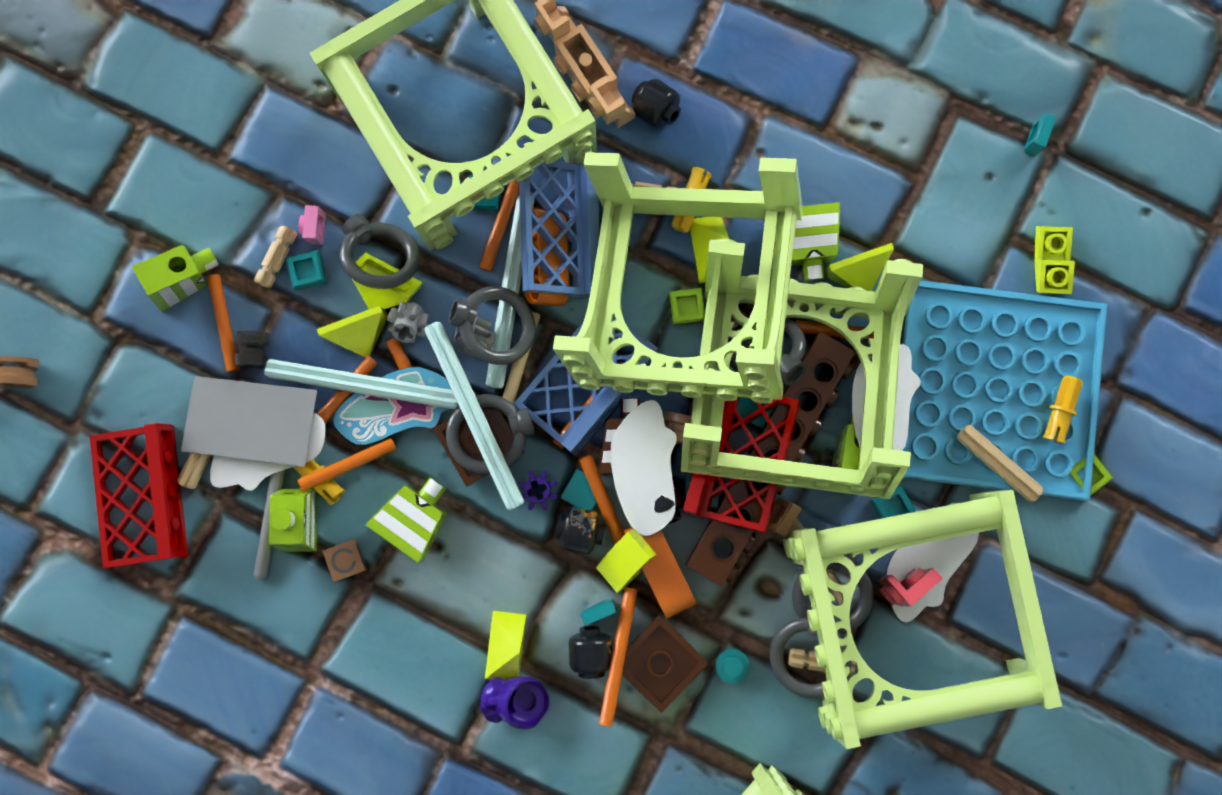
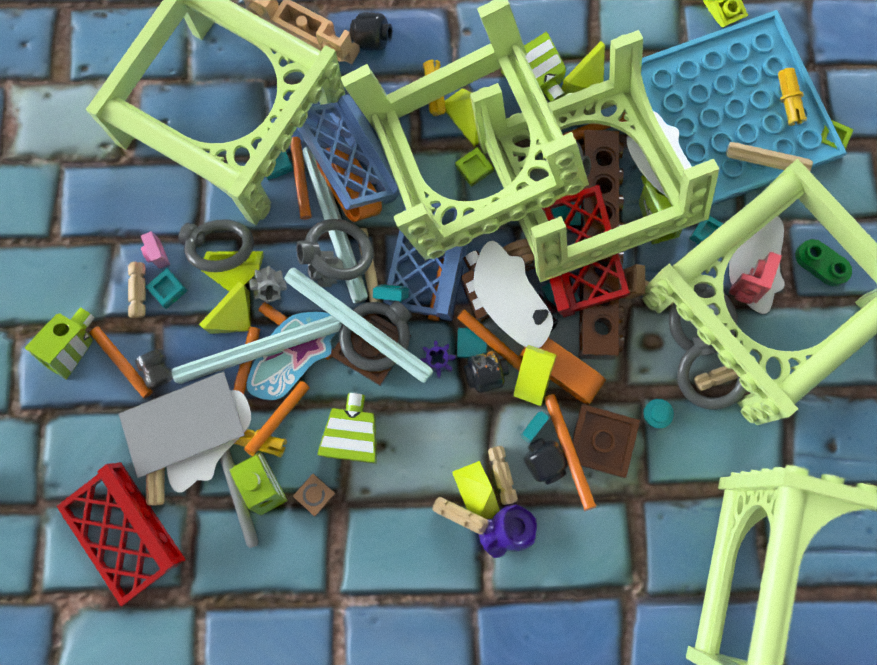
camera: 30 degrees left, 5 degrees down
(475, 660) = (460, 515): none -> tan axle
(526, 398) = (390, 292): none -> teal tile
(541, 642) = (502, 475): none -> tan axle
(994, 604) = (823, 265): none -> green plate

